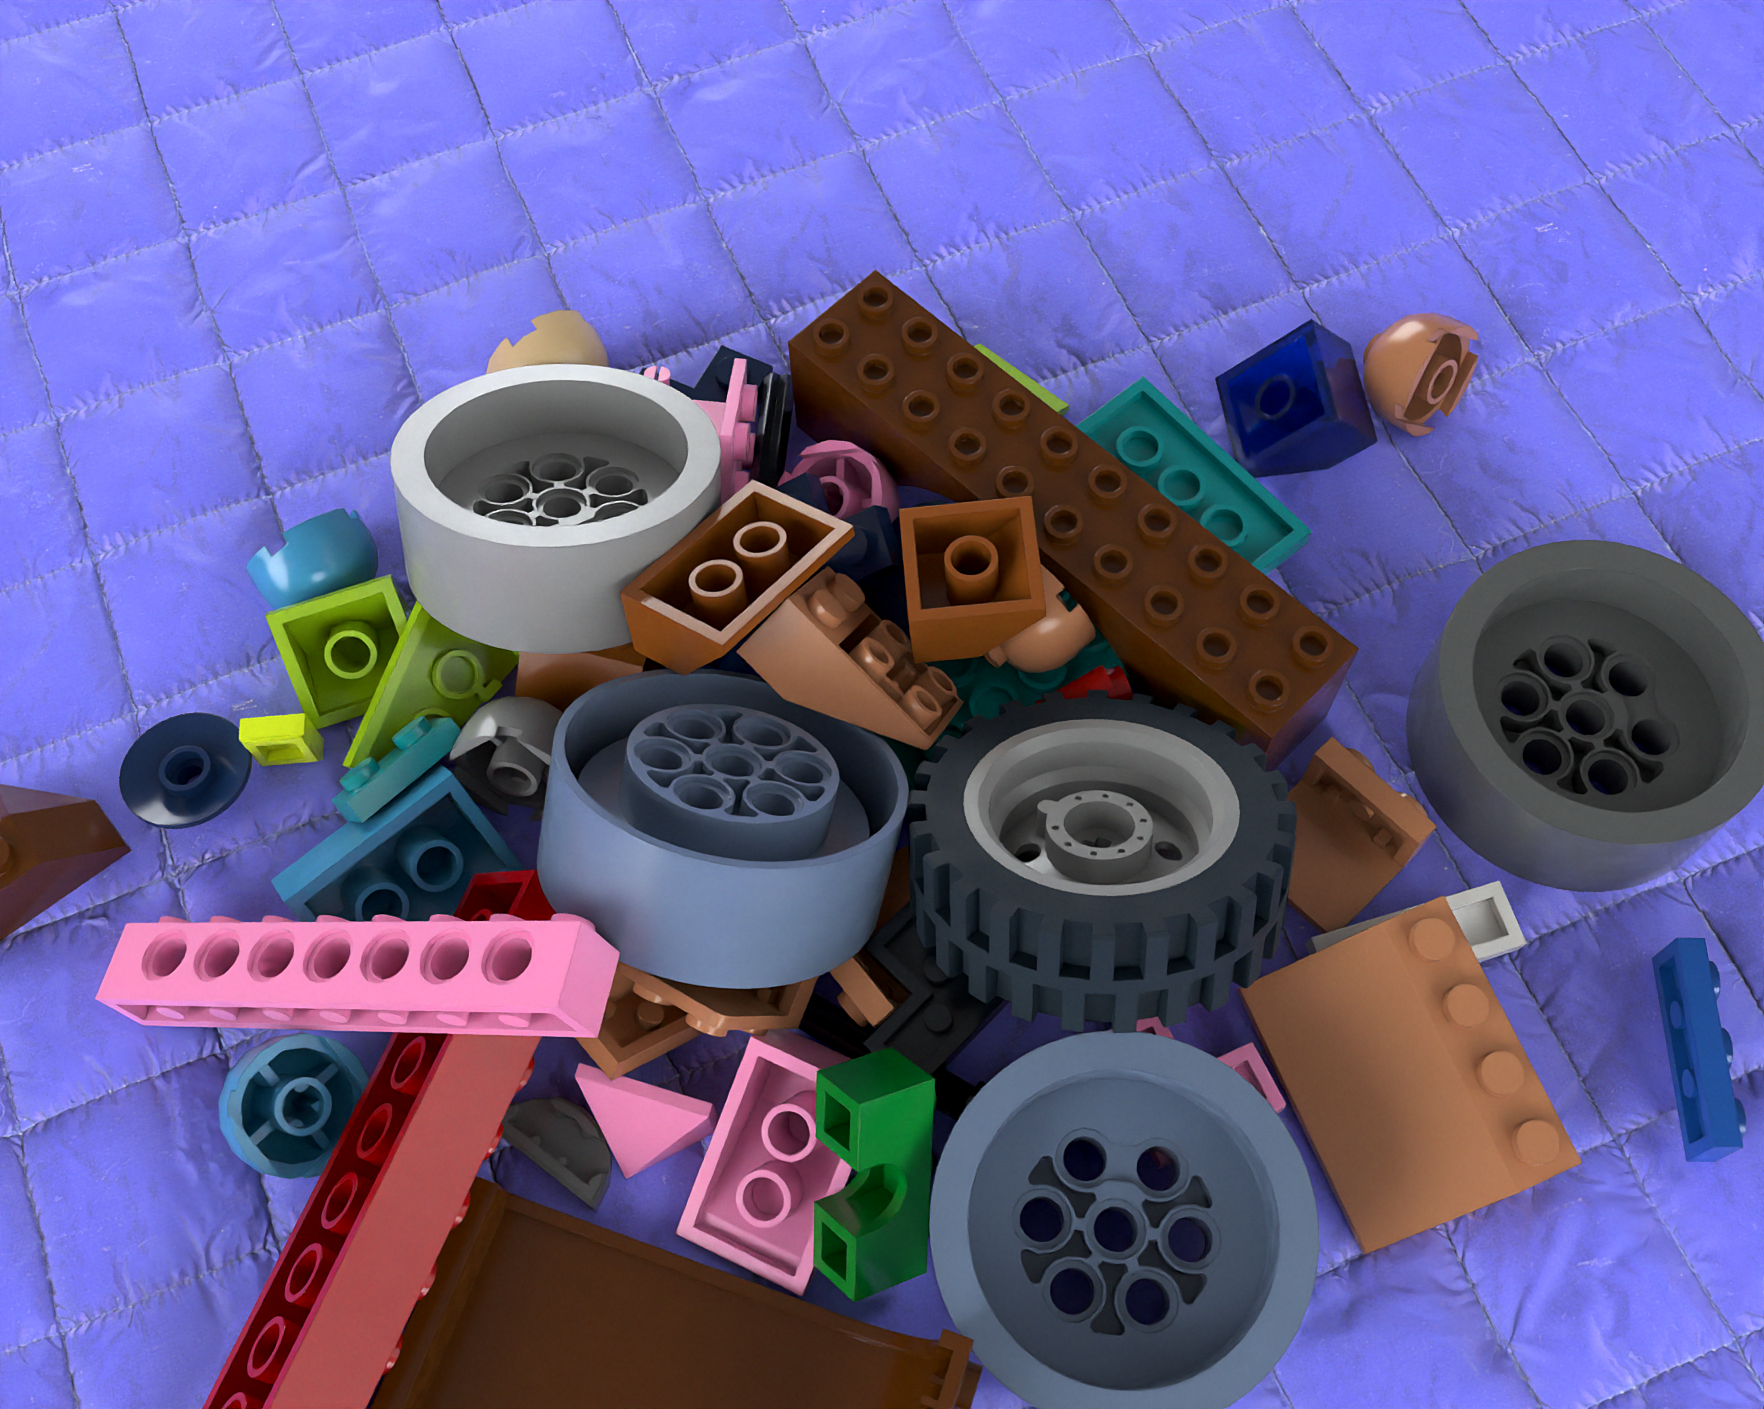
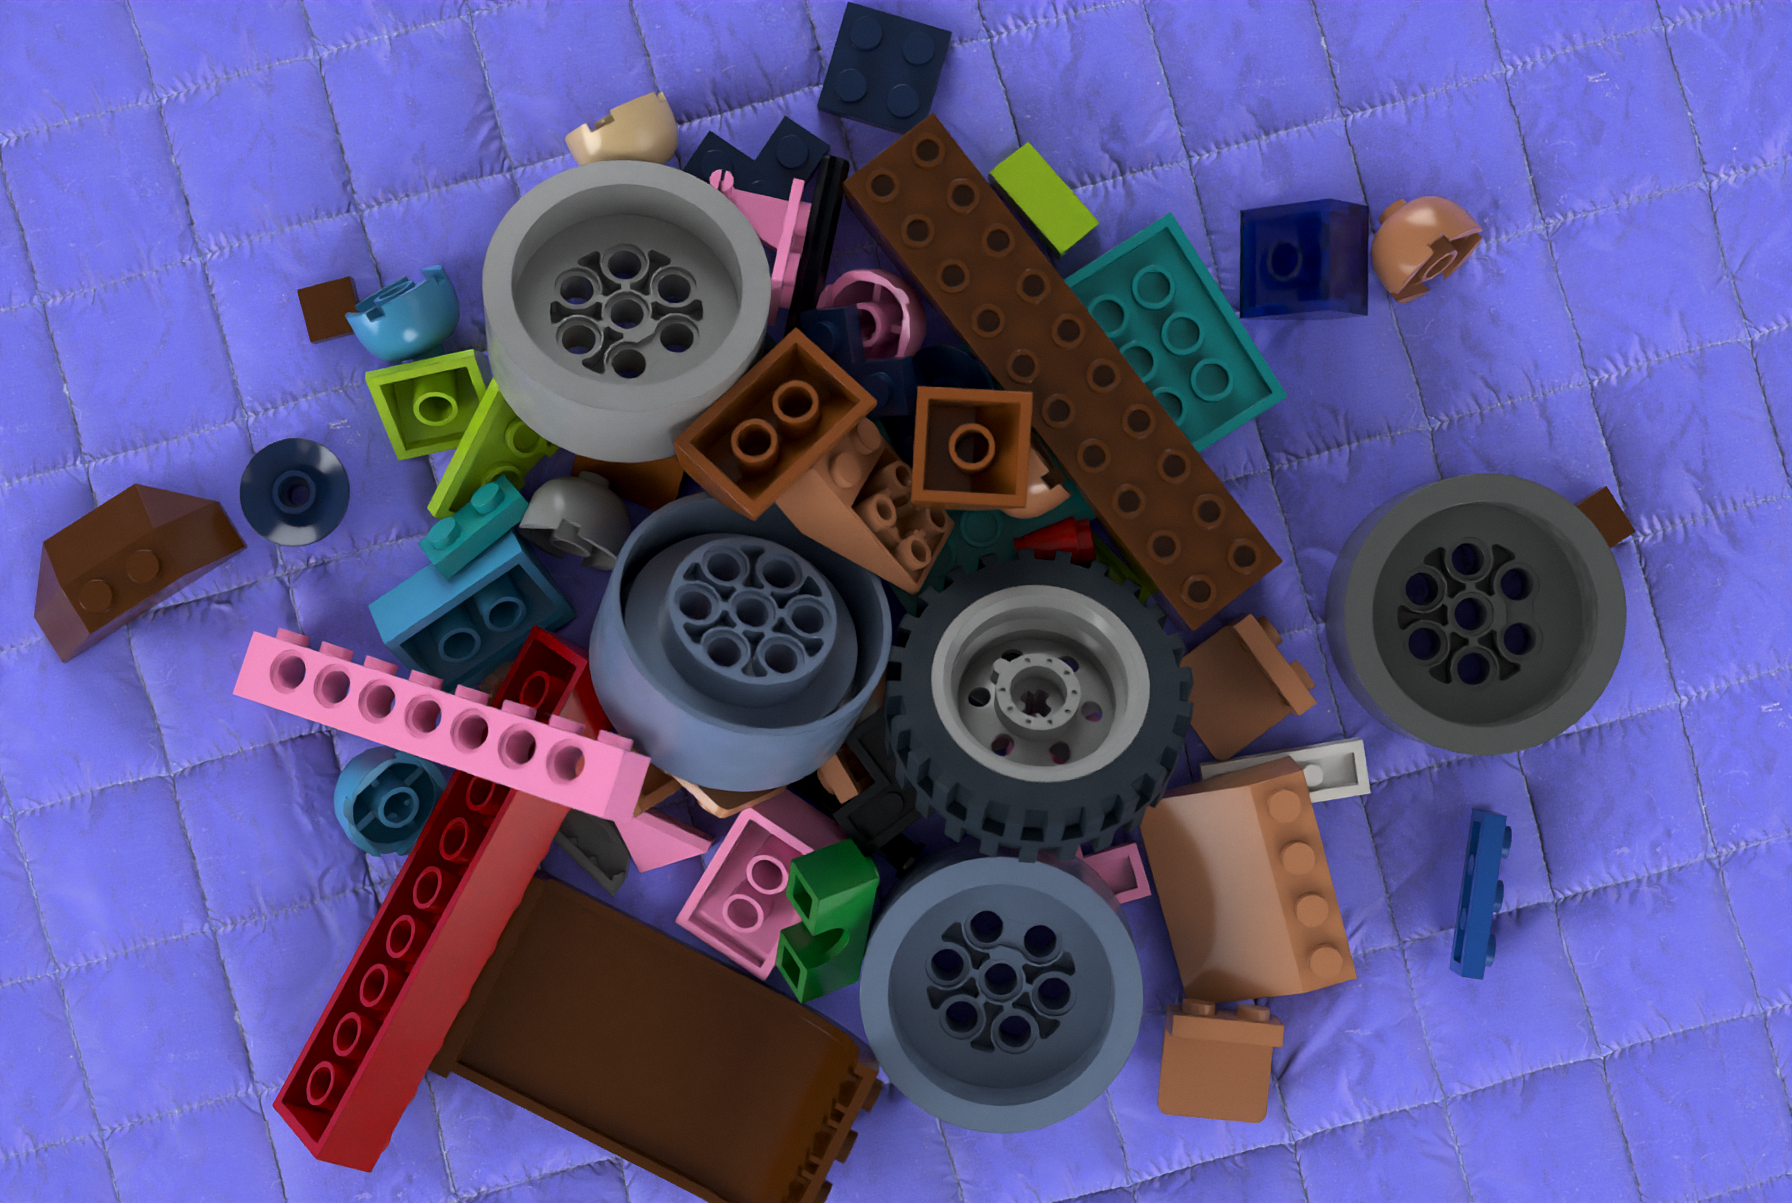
camera: 10 degrees right, 25 degrees up
(229, 588) = (326, 307): none -> reddish brown tile
(281, 739) = (375, 474): neon yellow tile -> none
(804, 285) = (883, 69): none -> dark blue plate
(1424, 1317) = (1217, 1061): none -> nougat bracket

